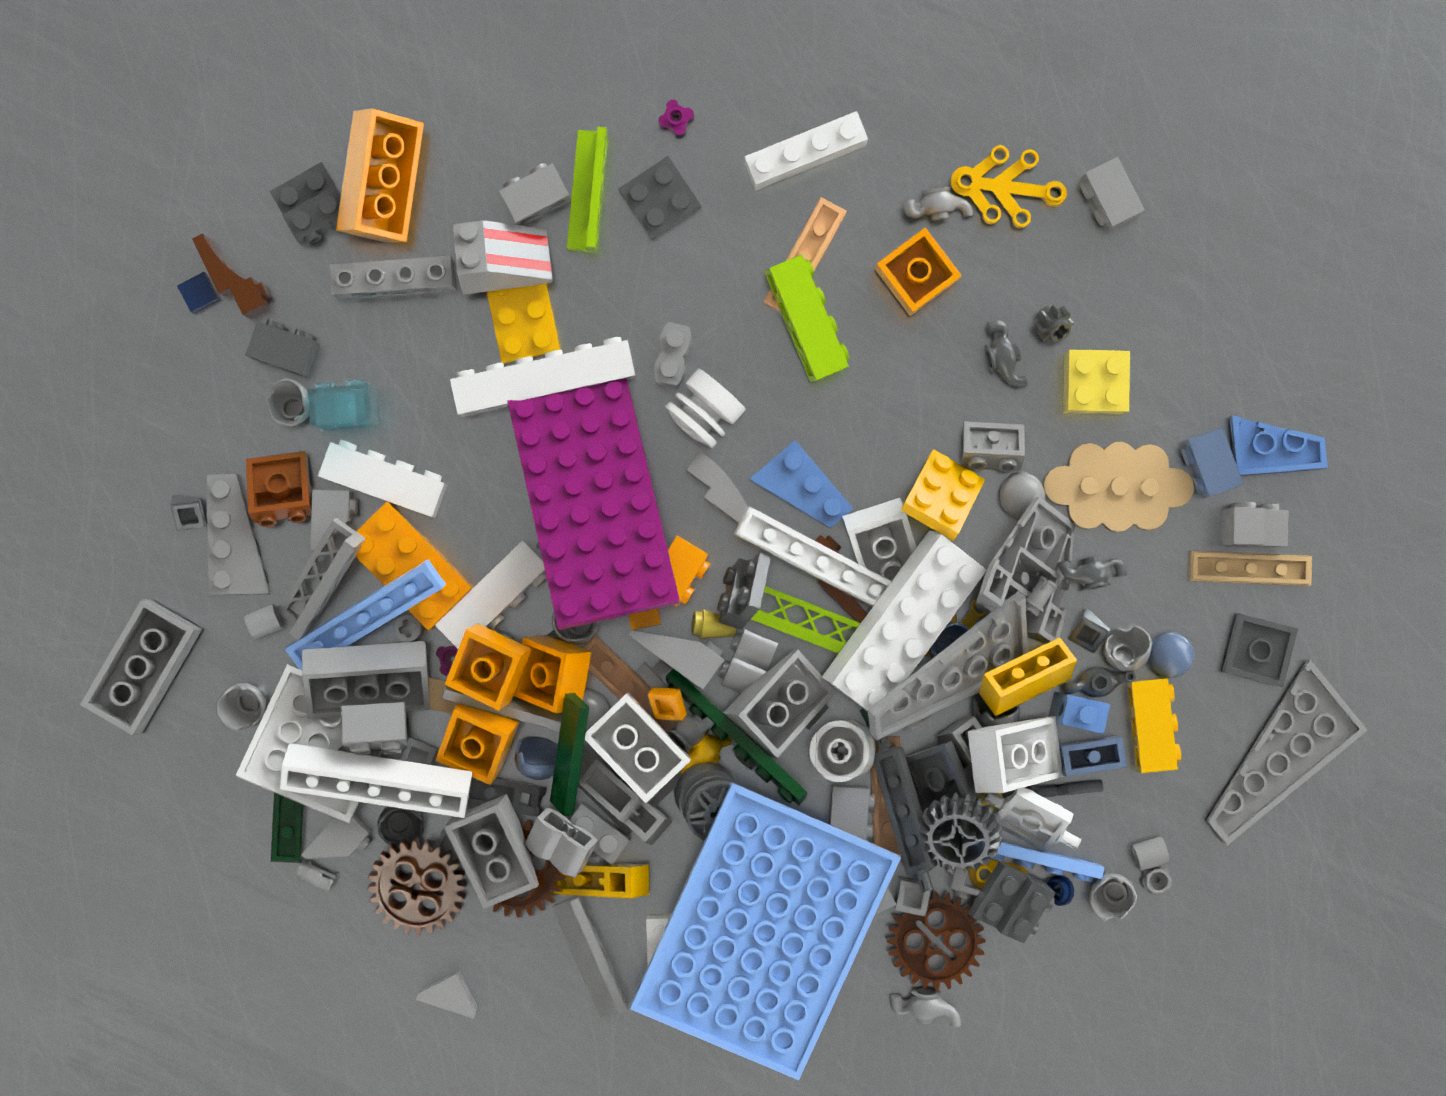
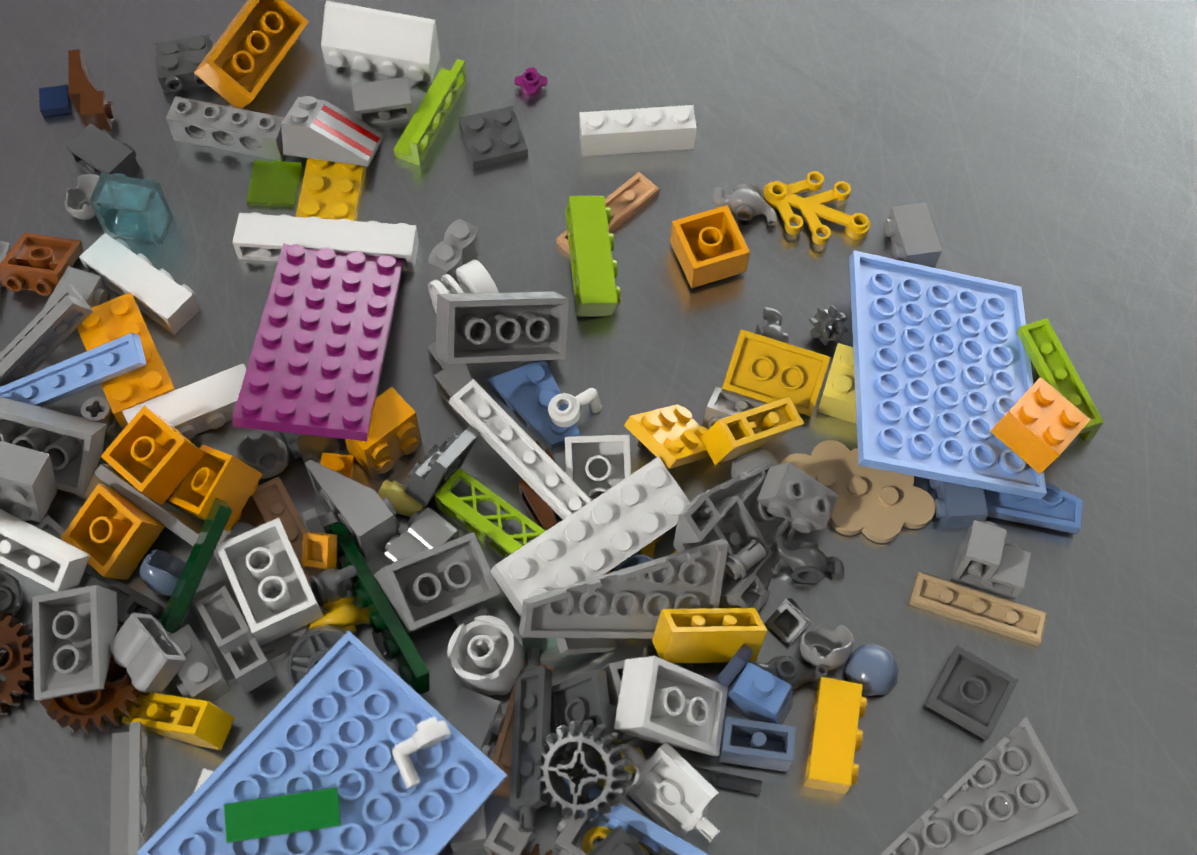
camera: 15 degrees right, 25 degrees down
(461, 321) = (274, 183): none -> clear neon green piece
(507, 127) = (380, 41): none -> white slope
(735, 947) = (282, 815): none -> green tile
(754, 437) = (501, 327): none -> light grey brick
(830, 851) = (428, 734): none -> white plate
(842, 487) = (573, 412): none -> white plate
(1013, 470) = (750, 429): none -> yellow slope
(1017, 394) = (775, 370): none -> yellow plate
(1056, 697) = (735, 665): none -> dark blue tile
(1071, 525) = (797, 498): none -> light grey brick
(1175, 353) = (938, 373): none -> light blue plate
(1275, 388) = (1040, 425): none -> light orange brick
(1282, 318) = (1058, 371): none -> lime fence

